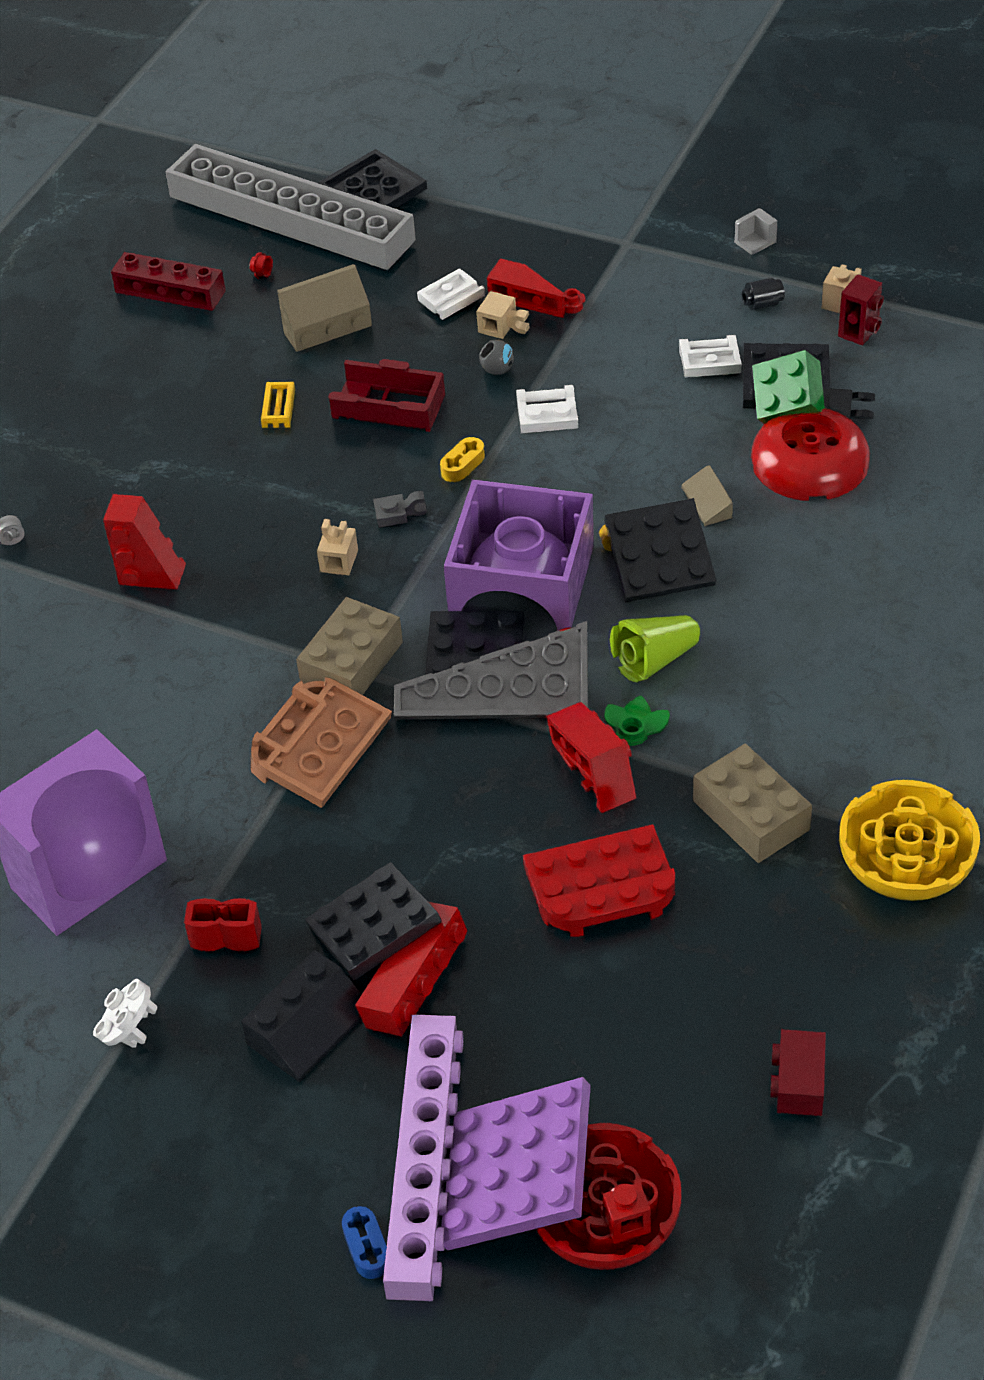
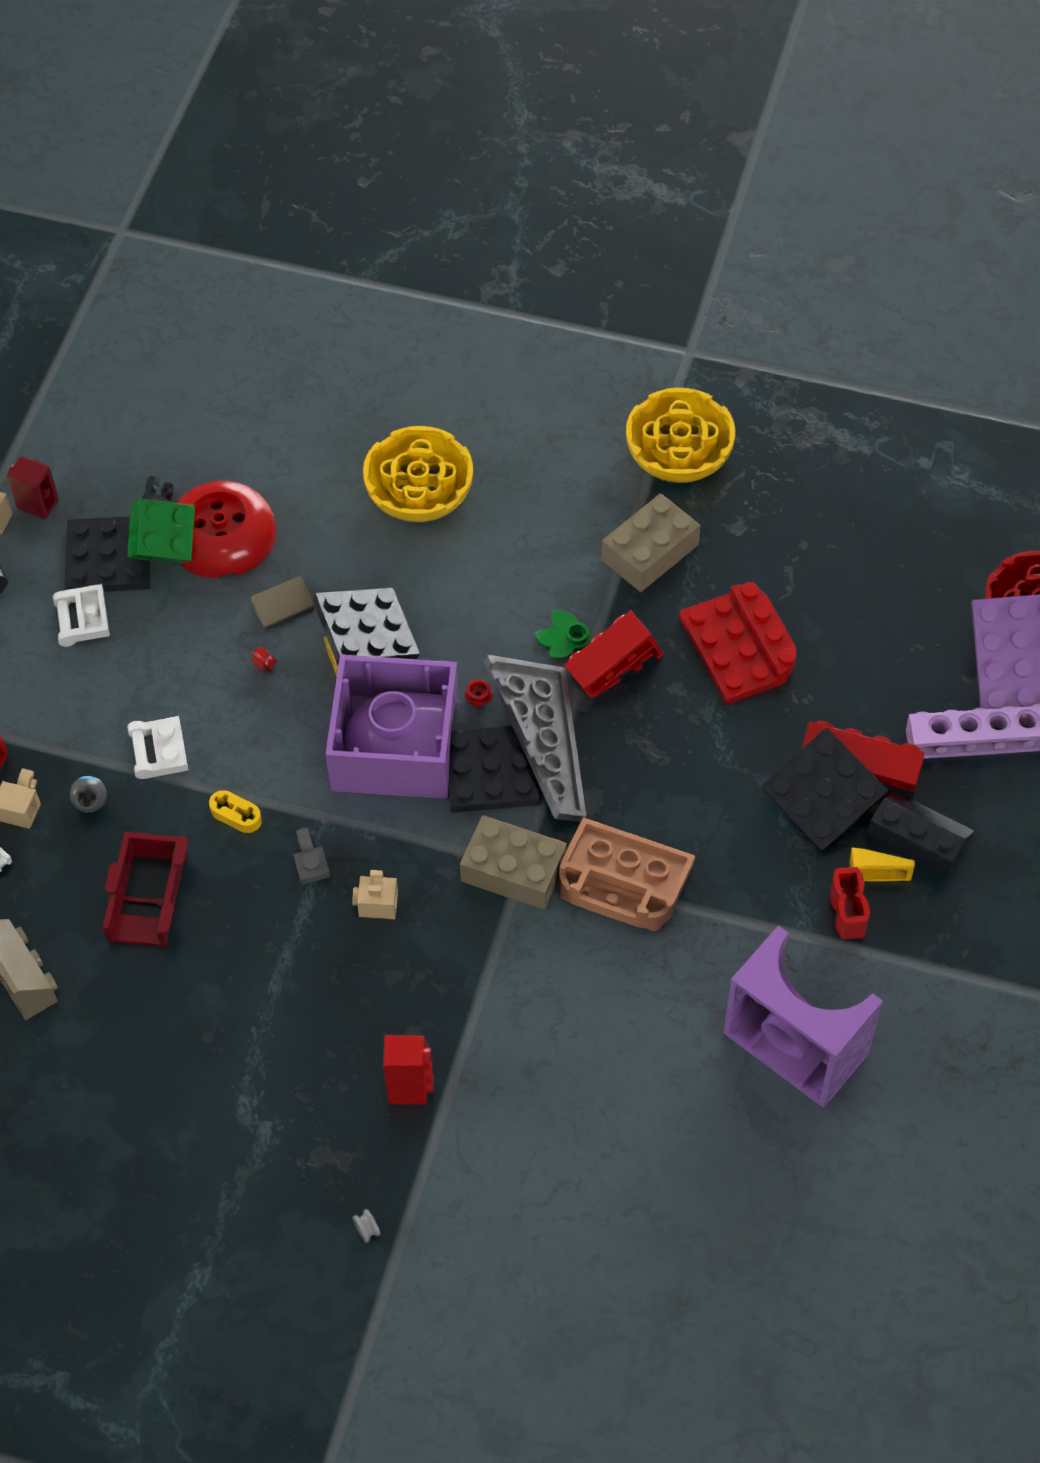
camera: 100 degrees left, 10 degrees up
(123, 1014) = (968, 963): white plate -> none
(271, 958) = (881, 866): none -> yellow slope
(277, 418) = (174, 1006): yellow tile -> none
(637, 480) = (263, 659): none -> red plate
(651, 643) = (486, 622): lime cone -> none
(801, 1072) = (903, 495): dark red brick -> none
(861, 596) = (409, 494): none -> yellow brick

